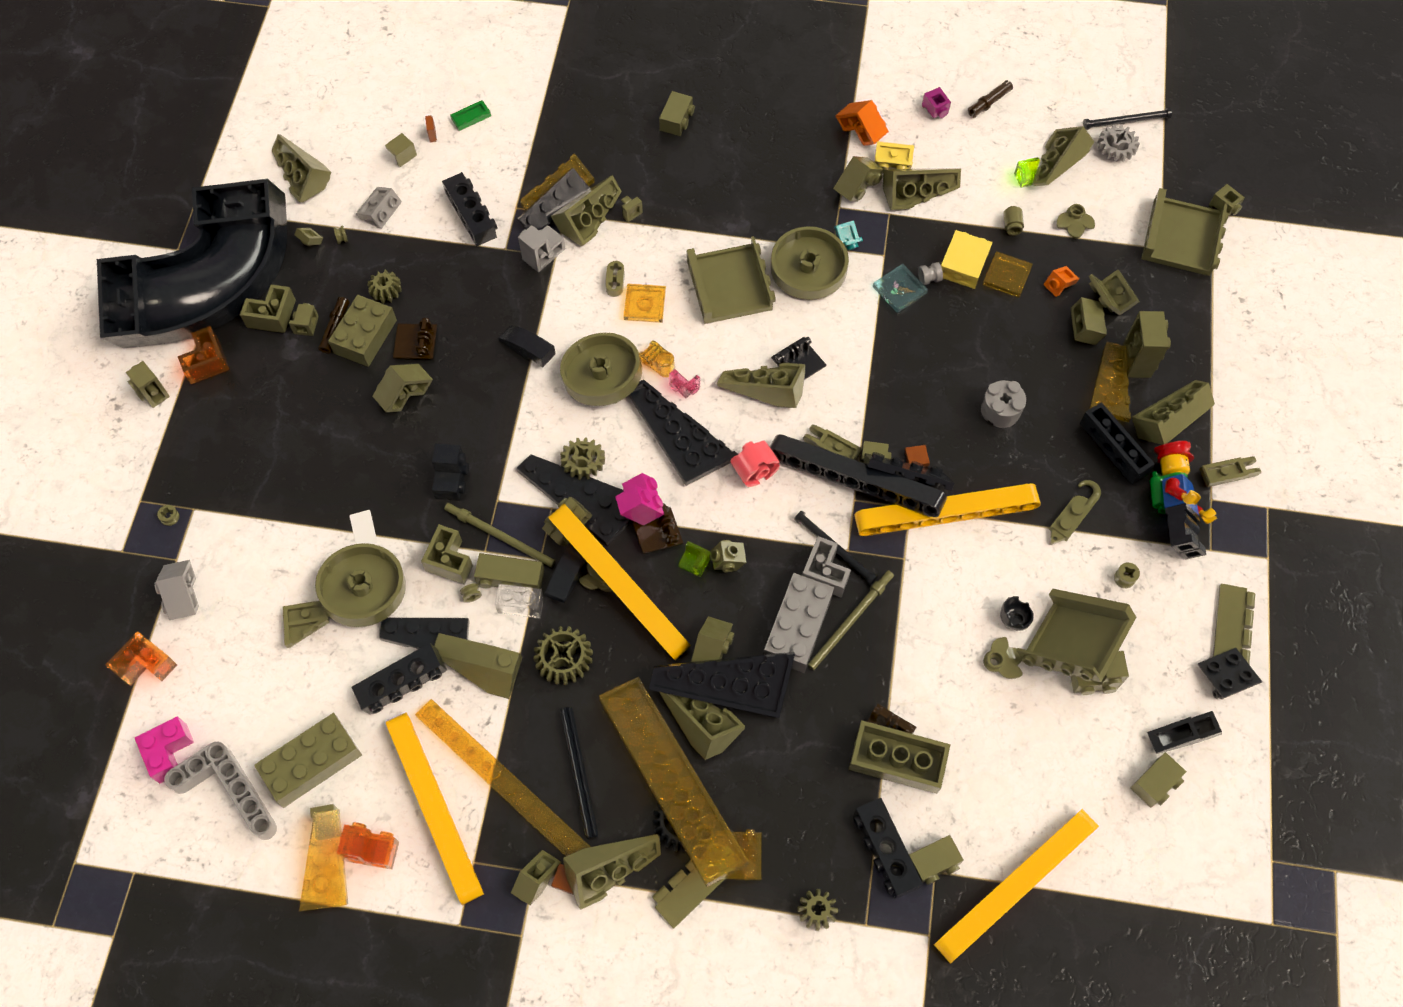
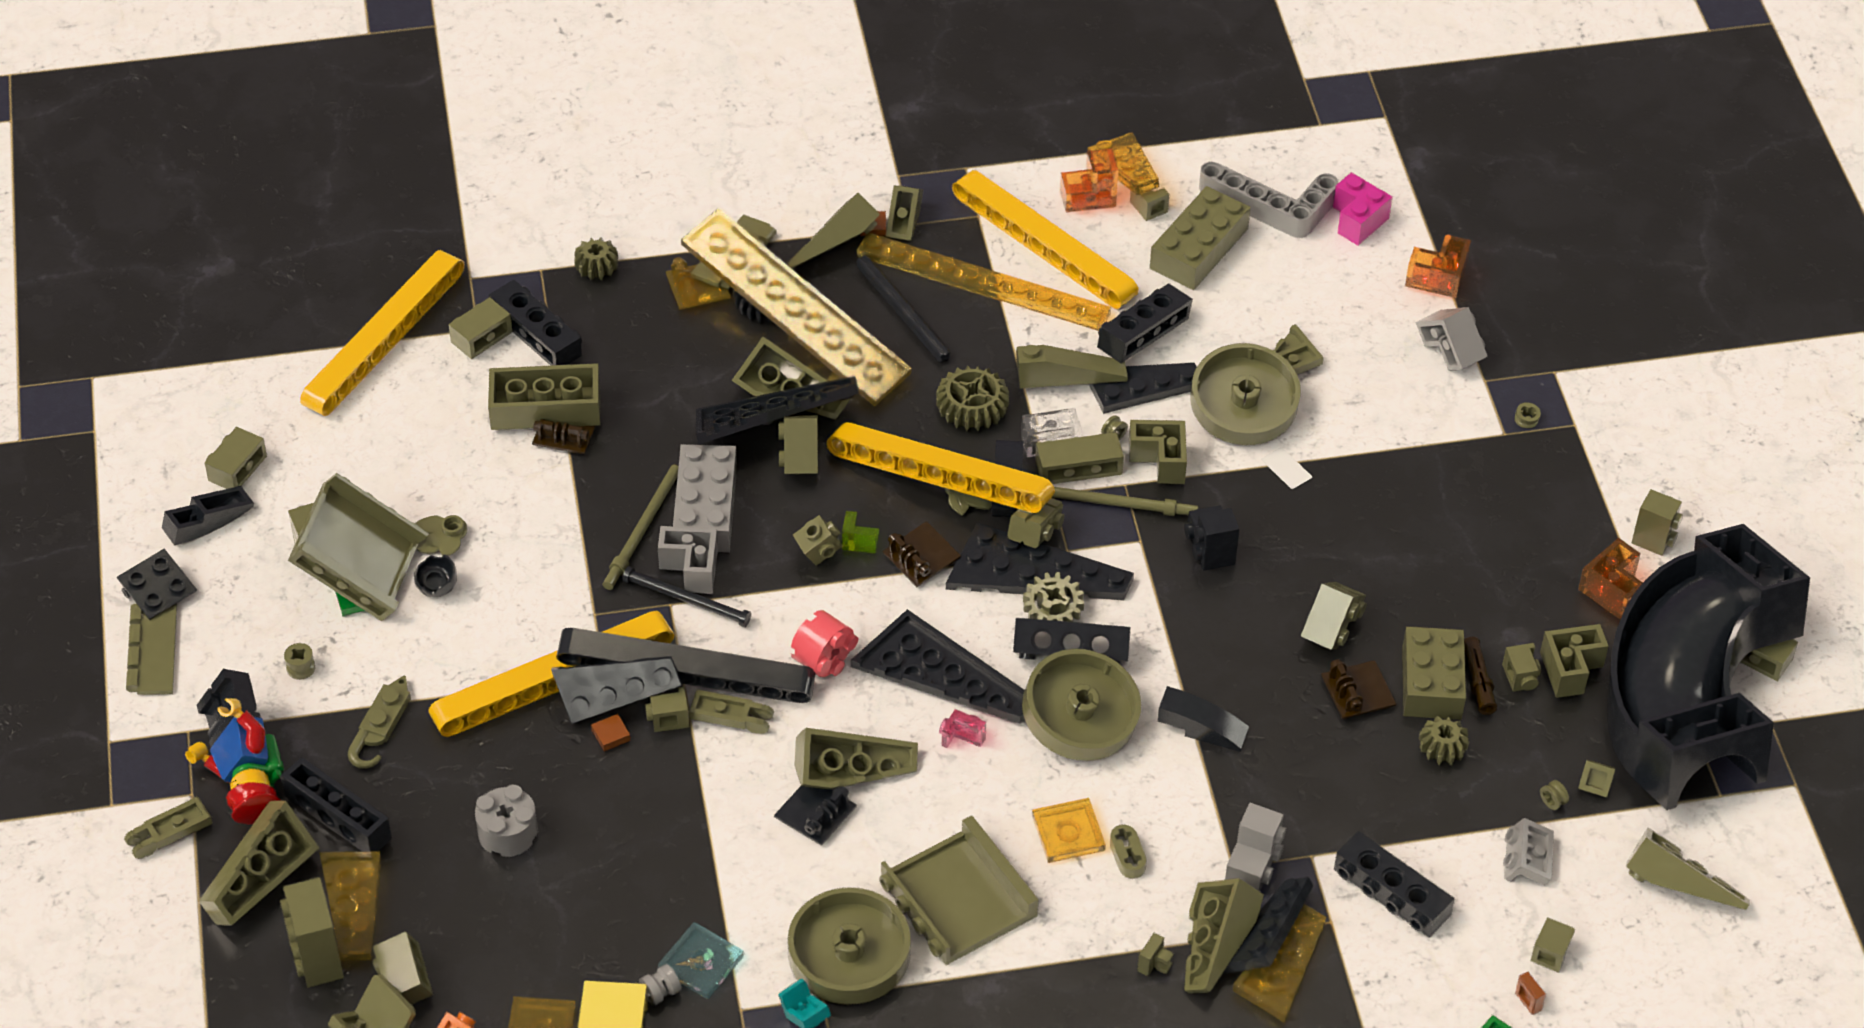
camera: 160 degrees right, 15 degrees down
(584, 421) = (1027, 629): none -> black brick
(640, 499) = (948, 550): dark pink brick -> none
(656, 356) = (1013, 751): clear yellow piece -> none

